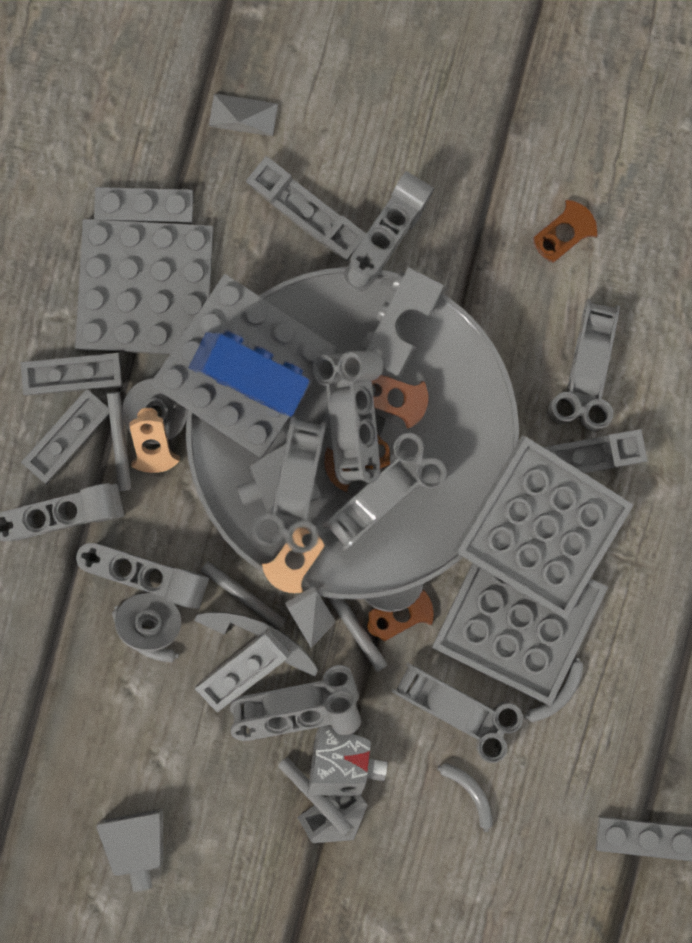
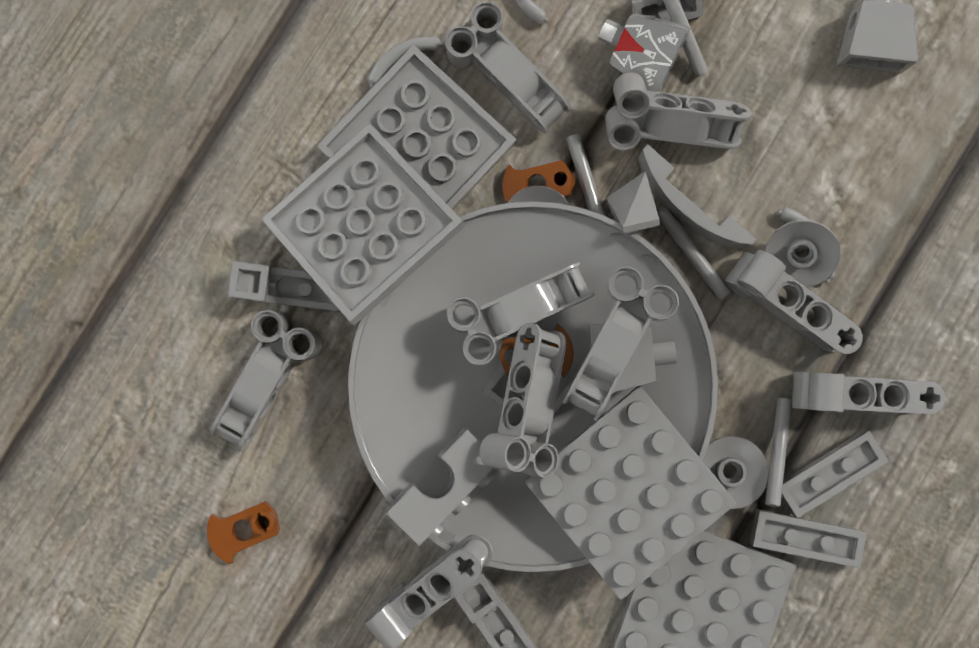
camera: 160 degrees left, 0 degrees up
(147, 427) = (744, 456): light nougat piece -> none
(242, 670) = (719, 173): light grey plate -> none
(250, 371) = (628, 482): blue wedge -> none
(290, 579) = (650, 252): light nougat piece -> none
(414, 402) = (456, 398): dark orange piece -> none

